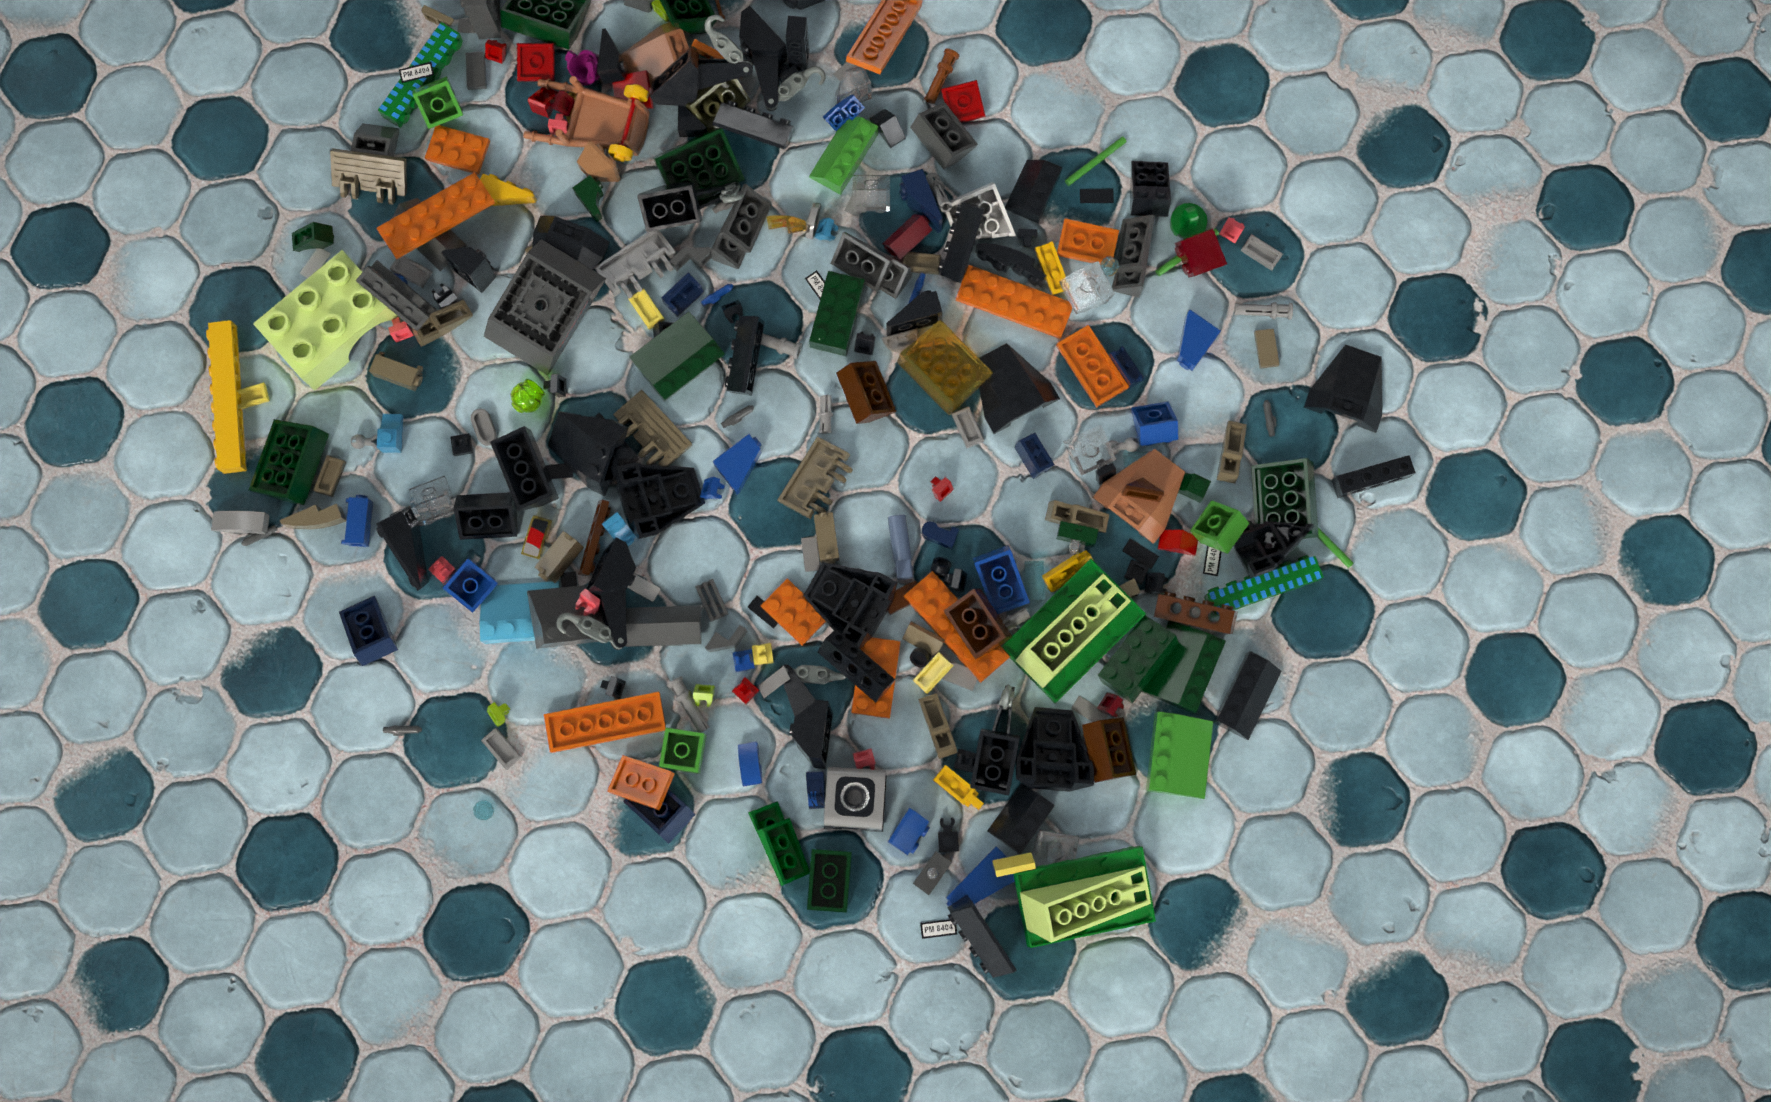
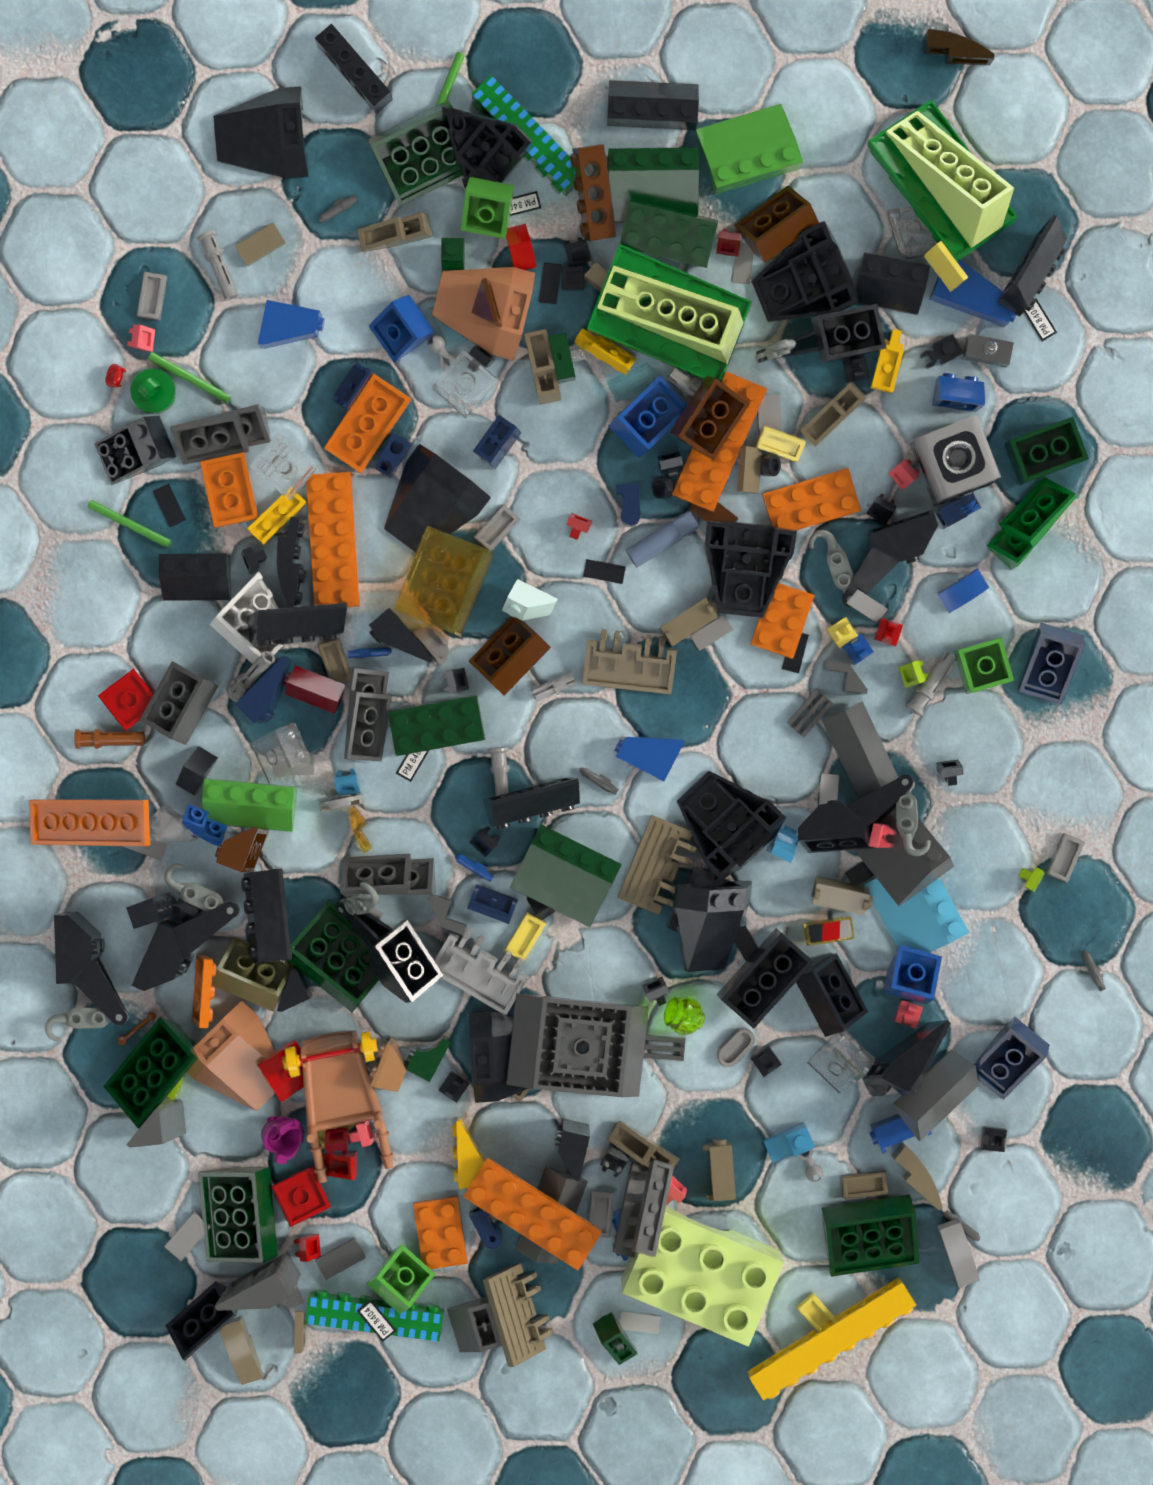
camera: 115 degrees left, 10 degrees up
(312, 591) = (993, 1139): none -> black tile
(369, 558) = (940, 1093): none -> dark grey slope
(441, 181) = (487, 1230): none -> dark blue leg
(483, 810) = (1136, 844): clear light blue tile -> none
(505, 368) = (681, 1049): none -> dark grey tile
(560, 206) = (453, 1086): none -> black tile
(592, 546) = (811, 866): reddish brown plate -> none
(605, 722) = (989, 762): orange plate -> none
(610, 62) = (266, 1109): black slope -> none
(641, 782) = (1036, 693): orange plate -> none
(691, 73) = (247, 1017): black slope -> none
(710, 487) = (692, 771): blue tile -> none
(809, 127) = (242, 850): none -> reddish brown slope
(844, 728) = (881, 509): none -> black tile
(856, 665) = (814, 524): black brick -> none
(896, 493) = (604, 571): none -> black sticker
(899, 422) = (528, 602): none -> light aqua slope
(1060, 374) = (393, 455): none -> dark blue leg
(1110, 266) = (247, 452): clear light blue tile -> none
(1188, 960) = (956, 48): none -> dark brown slope
(1200, 253) = (190, 358): dark red slope -> none
(1212, 198) = (114, 376): none -> red piece

